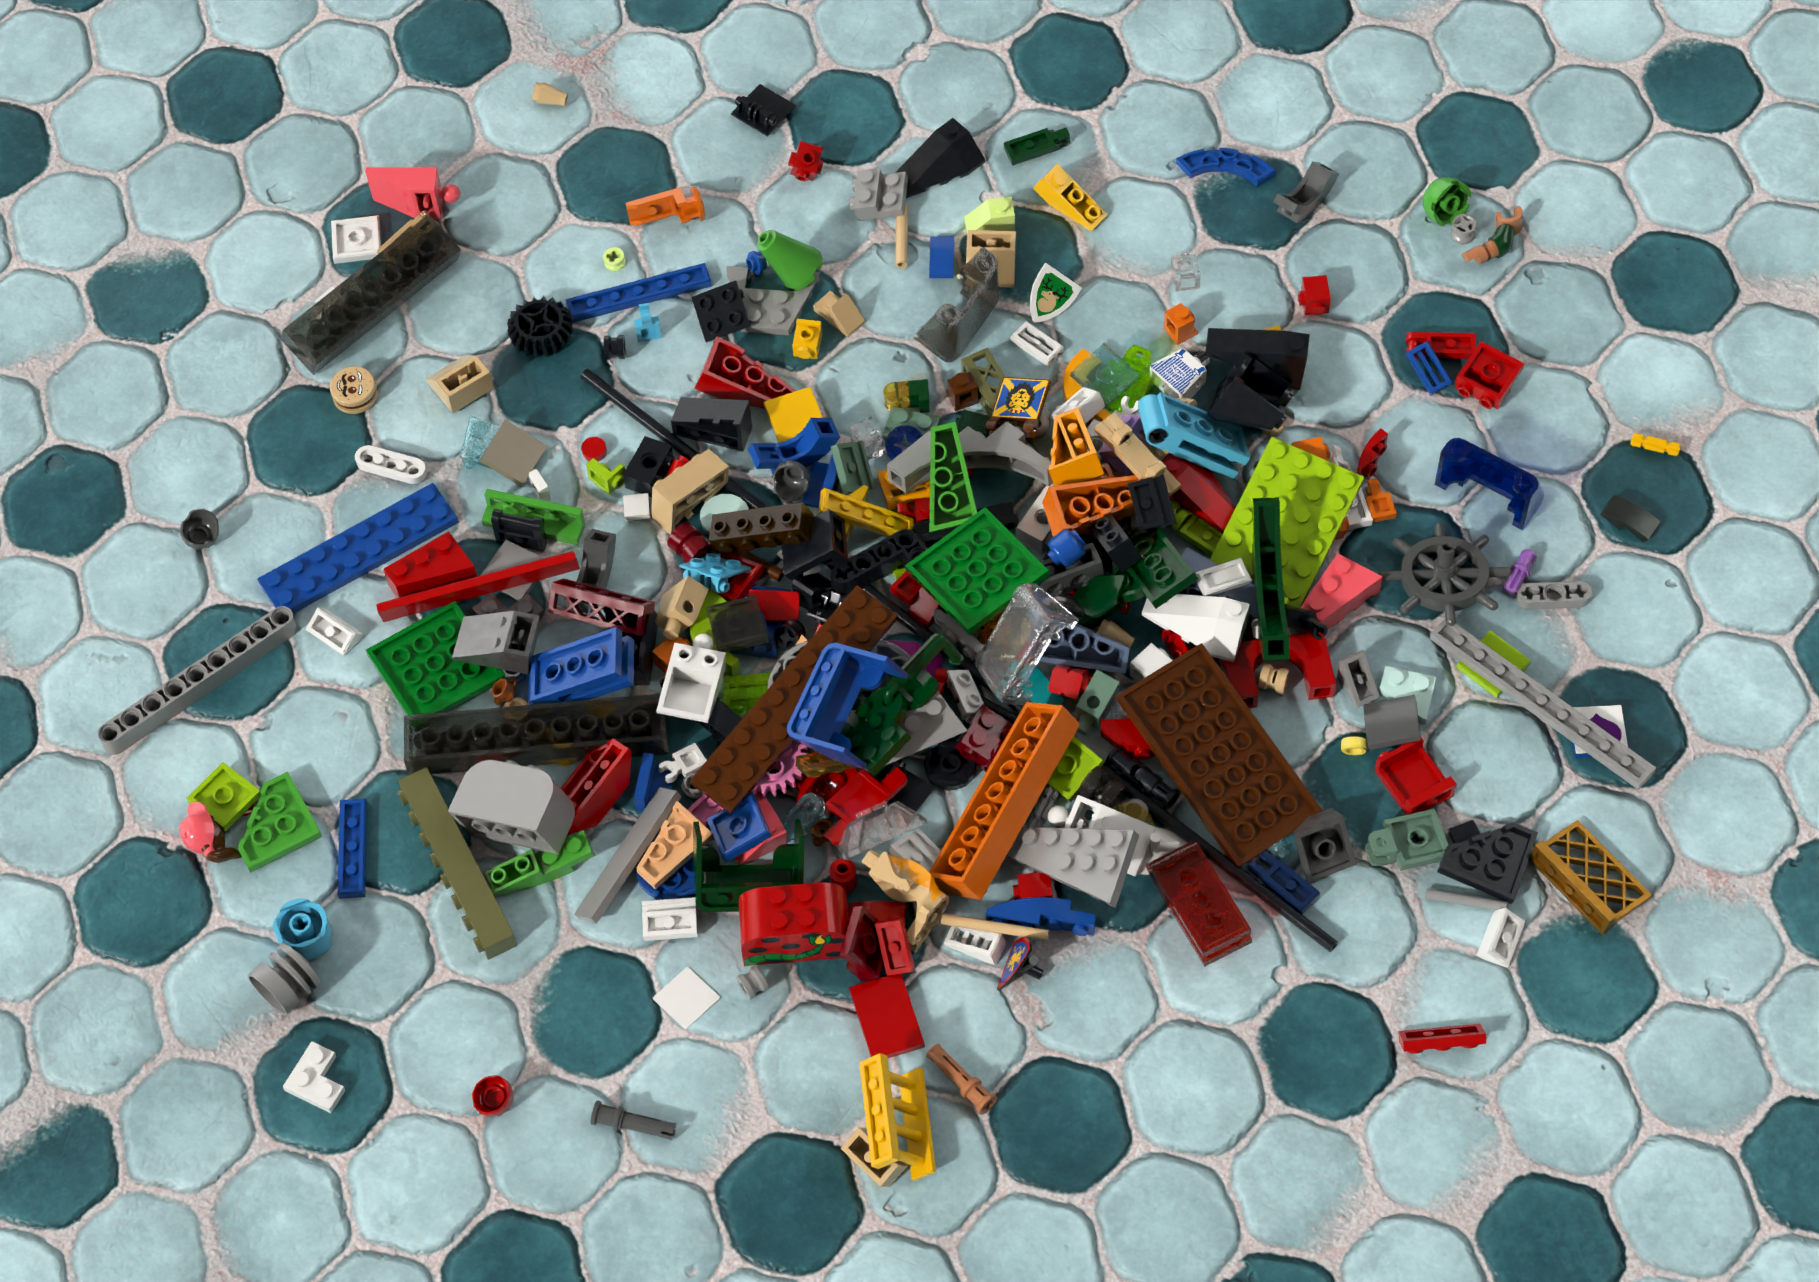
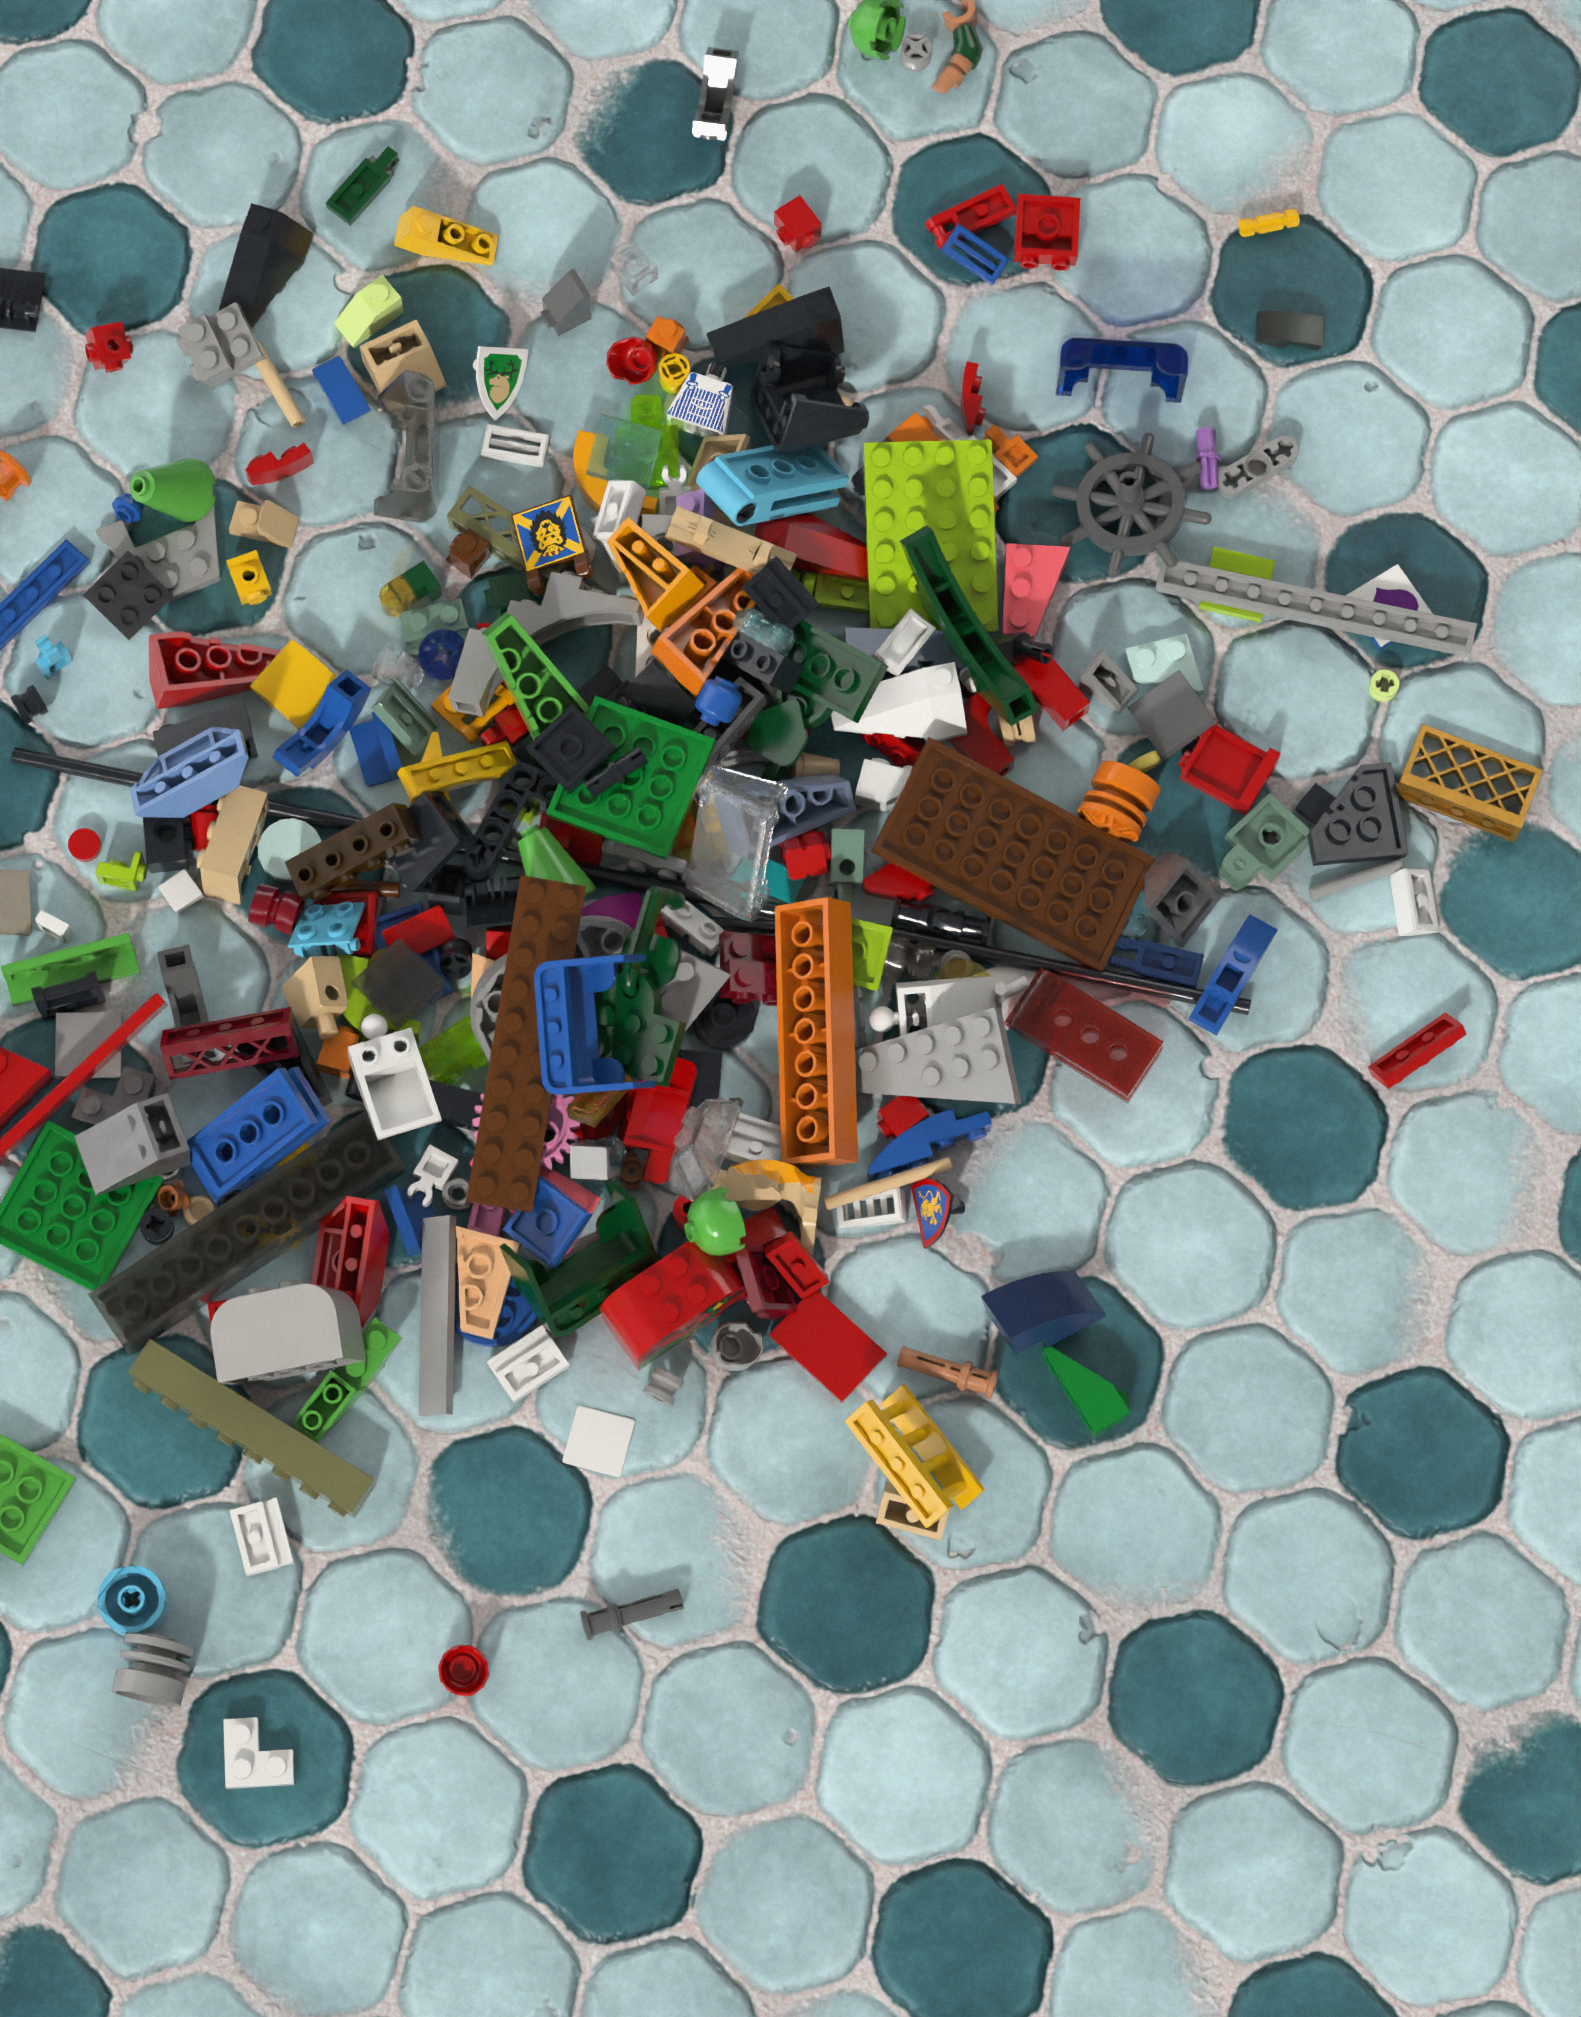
camera: 35 degrees left, 15 degrees up
(352, 848) = (120, 1474): blue tile -> none
(416, 936) = (261, 1536): none -> white plate
(477, 695) = (160, 1232): none -> black wheel
(683, 430) = (191, 774): none -> medium blue wedge
(791, 480) = (342, 768): dark grey hair -> none
(792, 801) = (591, 1161): none -> panel
(819, 981) = (736, 1346): none -> light grey hair
(846, 877) = (715, 1223): none -> bright green cylinder
(863, 282) = (268, 469): none -> red slope
(890, 592) = (547, 859): none -> bright green cone
(947, 531) = (571, 749): none -> black tile
(967, 558) = (615, 772): none -> black pin
(1030, 531) = (657, 696): none -> black hinge
(1053, 1067) = (1041, 1309): none -> dark blue slope
(1054, 1148) = (1090, 1394): none -> green slope
(1124, 271) = (566, 304): none -> dark grey slope
(1128, 522) = (773, 636): none -> clear light blue plate
(1147, 324) = (632, 360): none -> red hair
(1171, 342) = (673, 380): none -> yellow wheel
(1228, 161) = (596, 94): blue tile -> none
(1318, 757) = (1119, 800): none -> orange wheel
(1332, 913) = (1232, 974): none -> blue slope
(1569, 786) = (1375, 680): none -> yellowish green bush

